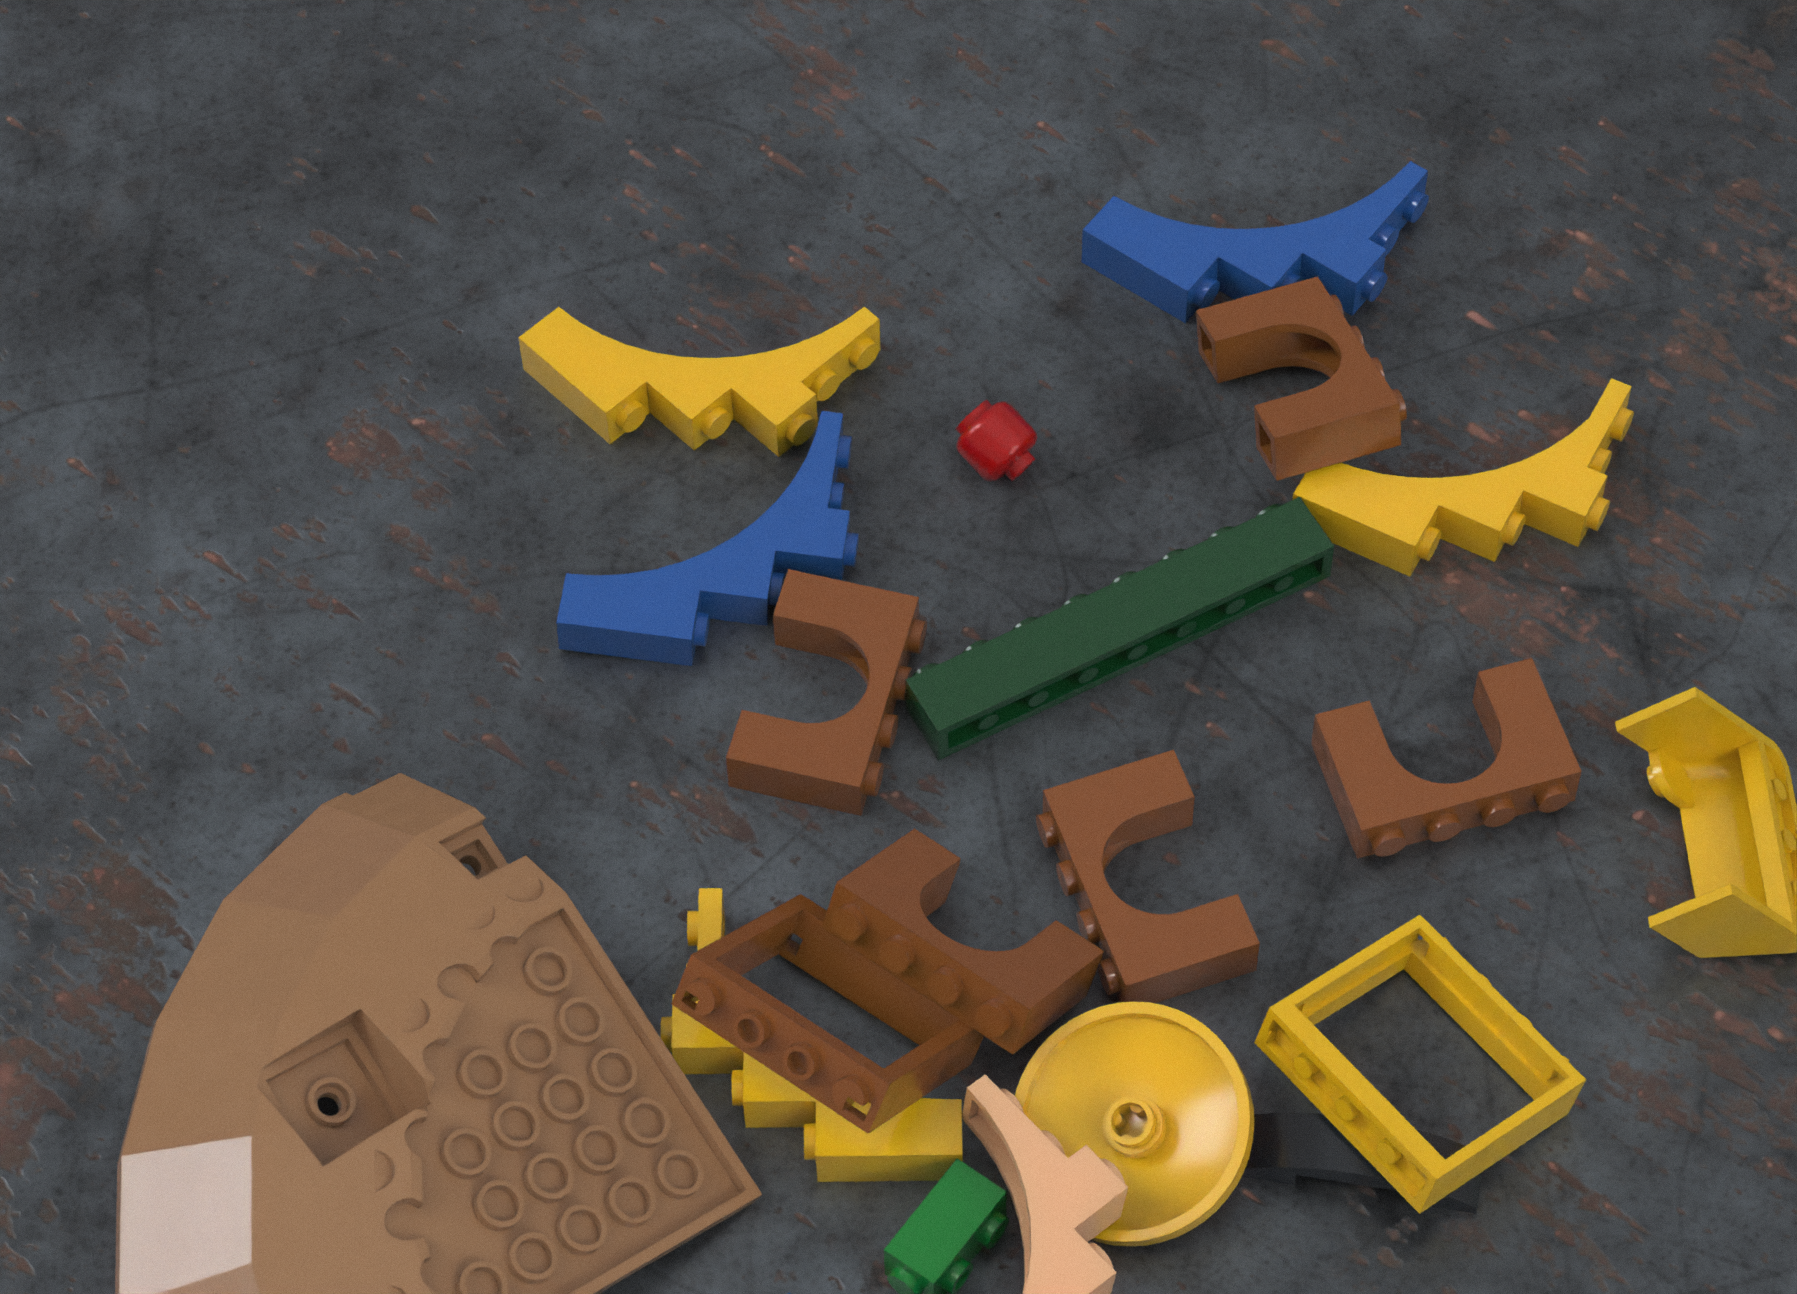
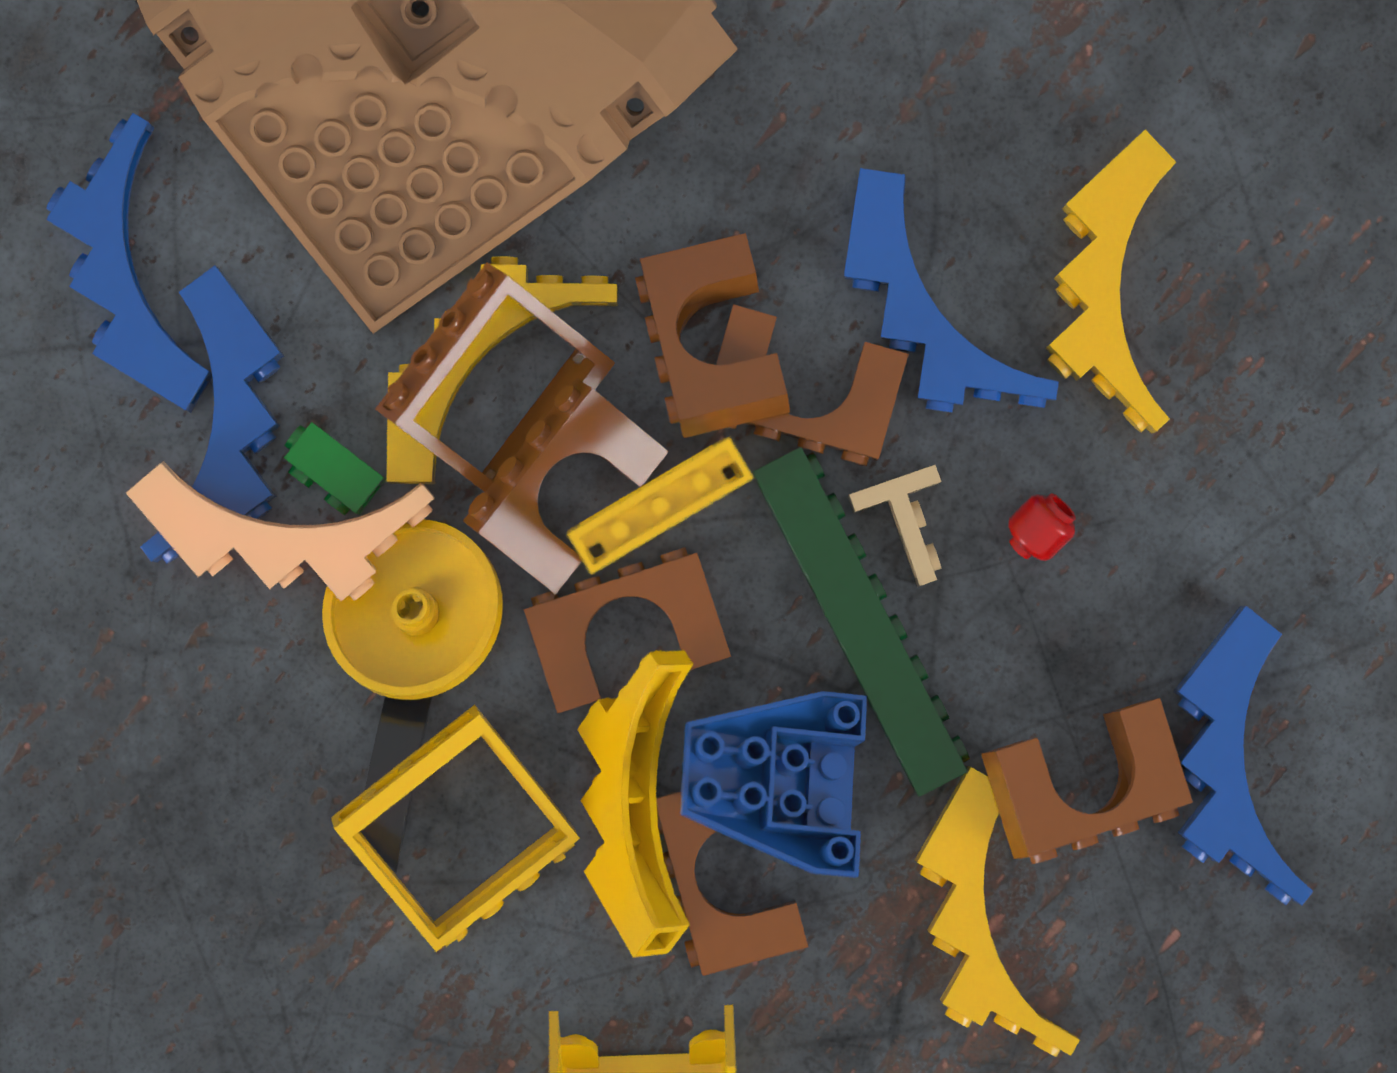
camera: 90 degrees right, 30 degrees up
(838, 778) = (703, 393): none -> dark orange arch
(952, 714) = (659, 504): none -> yellow window
(993, 579) = (907, 517): none -> tan bracket
(1326, 690) = (780, 778): none -> blue wedge
(1449, 854) = (622, 804): none -> yellow arch

